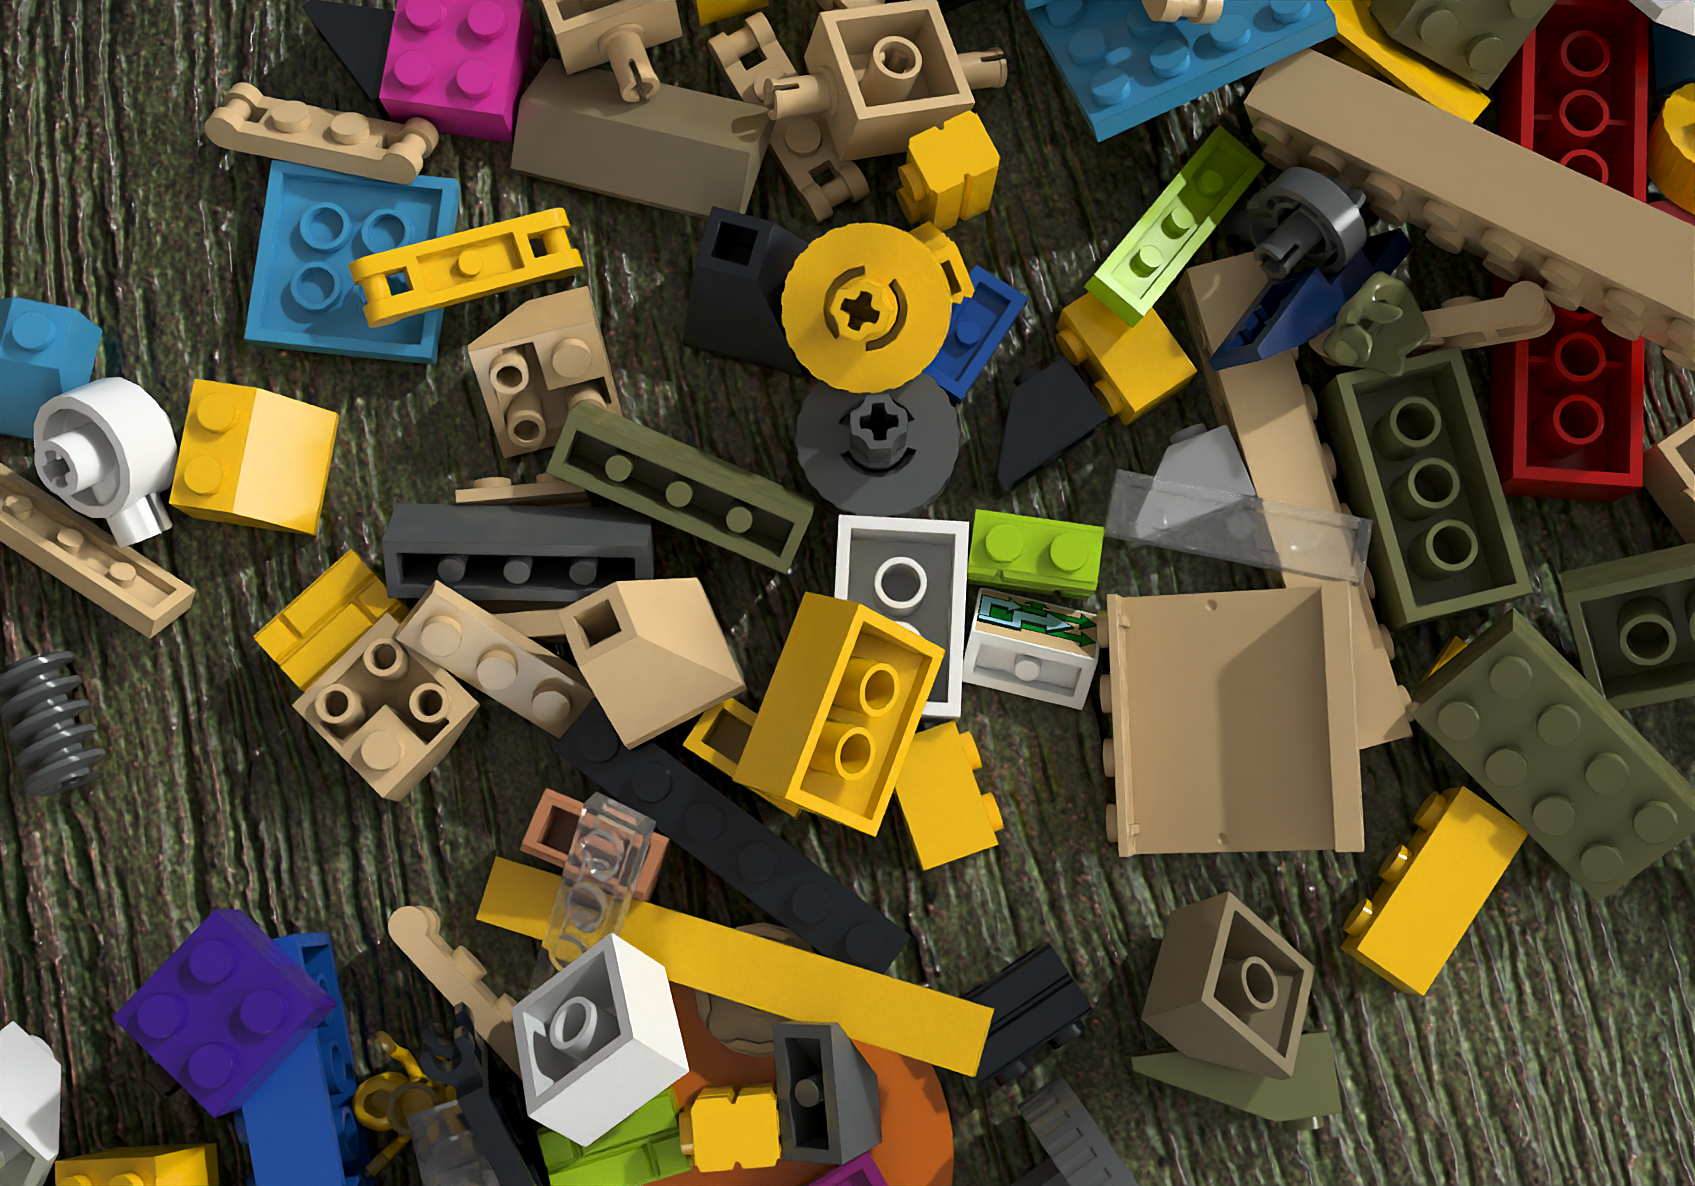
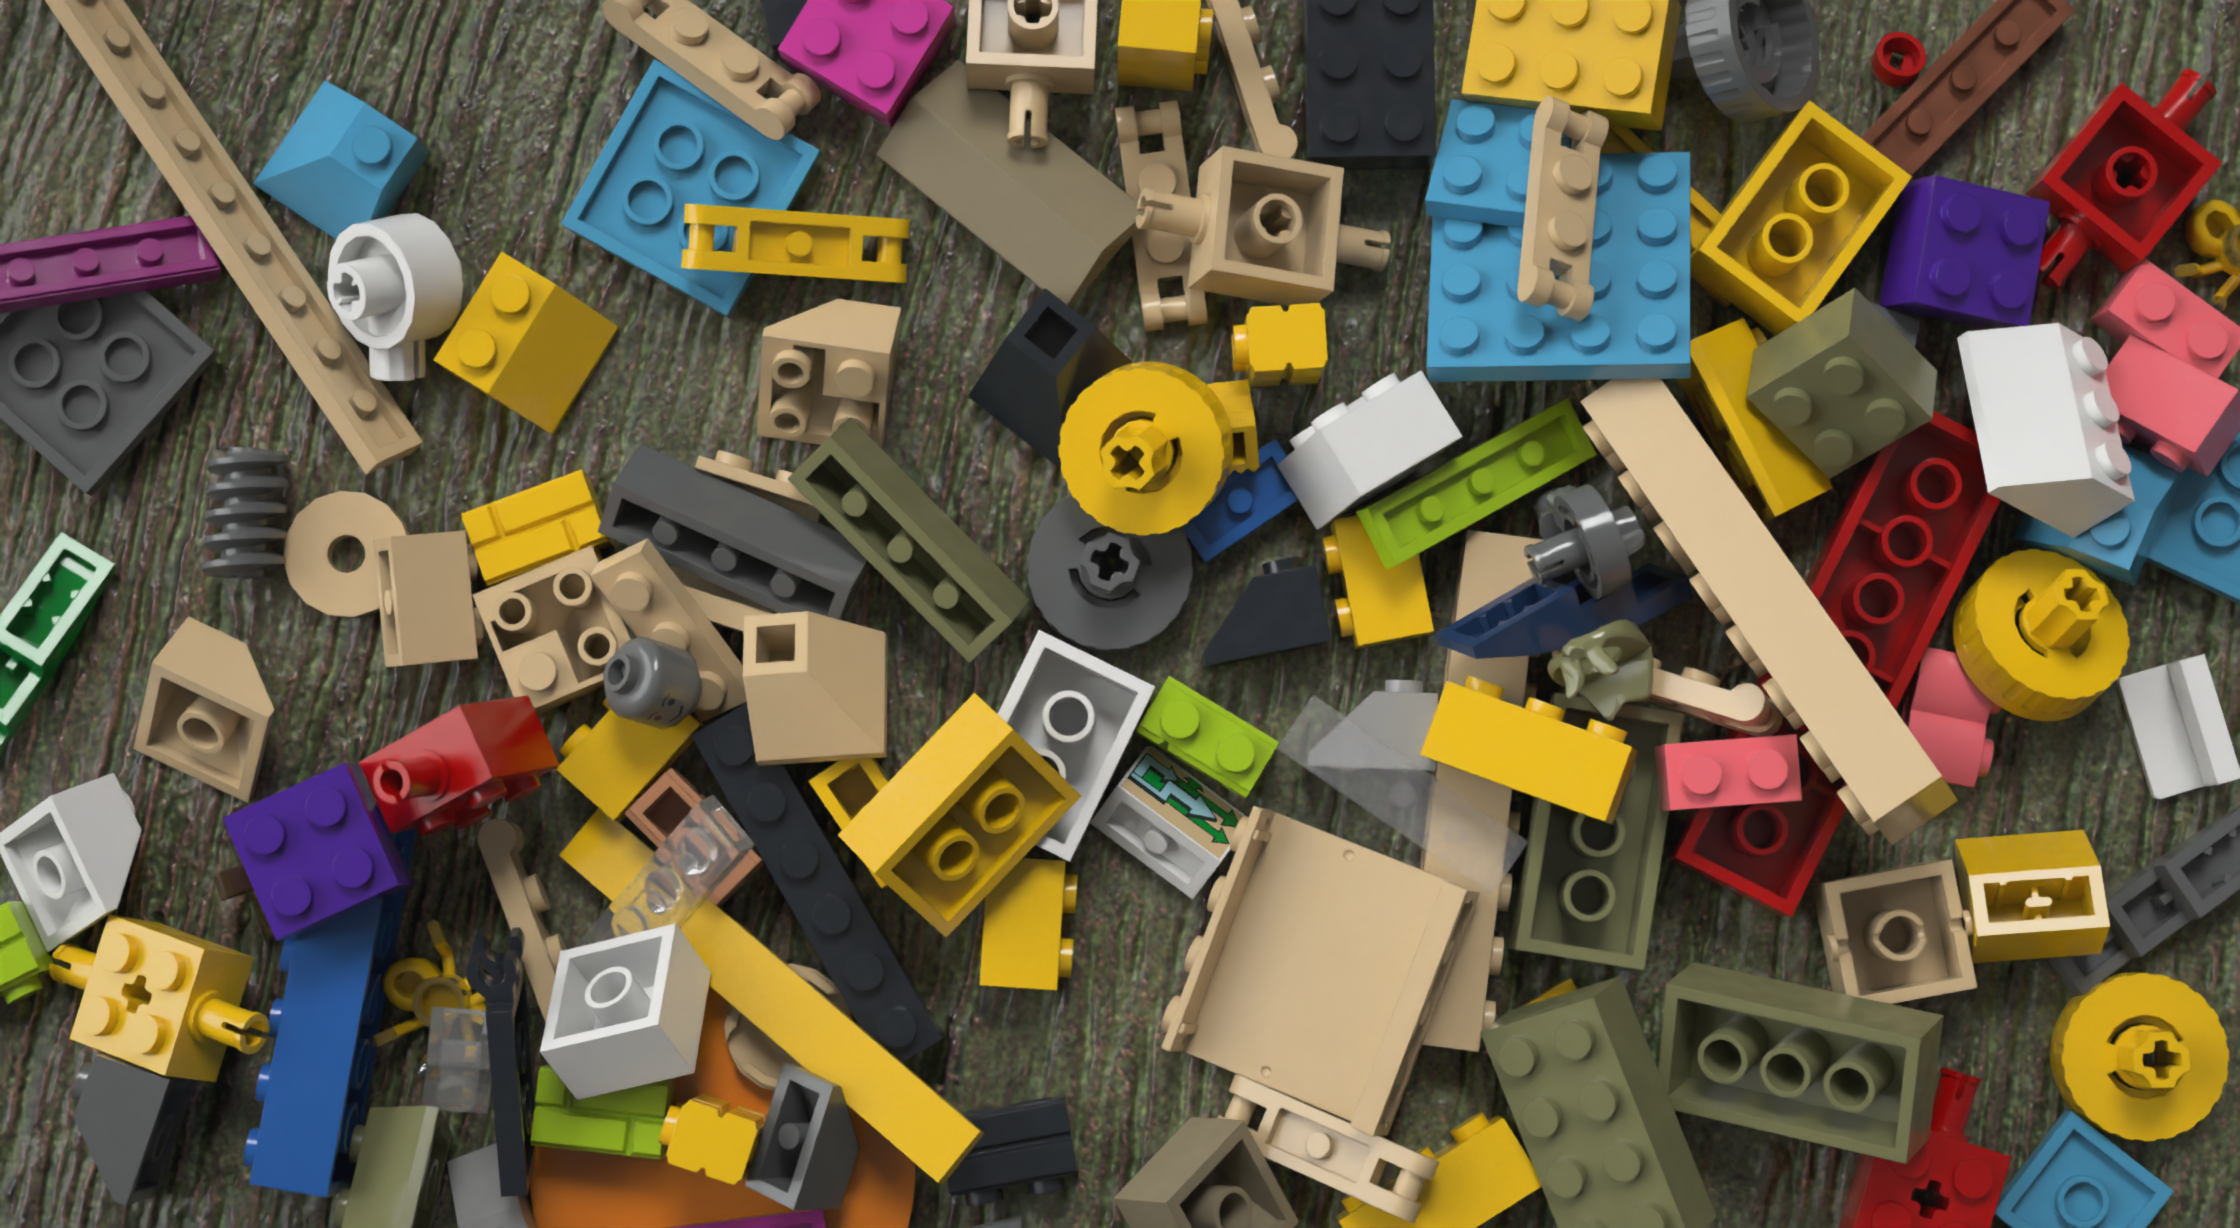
camera: 25 degrees right, 5 degrees up
(78, 921) = (206, 710): none -> tan slope
(128, 715) = (311, 546): none -> tan tile
(252, 728) = (427, 598): none -> tan brick
(338, 868) = (460, 766): none -> red brick
(495, 713) = (652, 683): none -> dark grey head
(498, 787) = (622, 759): none -> yellow brick
(1066, 228) = (1367, 446): none -> white brick
(1321, 883) = (1330, 1149): none -> tan plate
(1344, 430) = (1530, 749): none -> yellow brick
(1533, 374) = (1728, 773): none -> coral brick

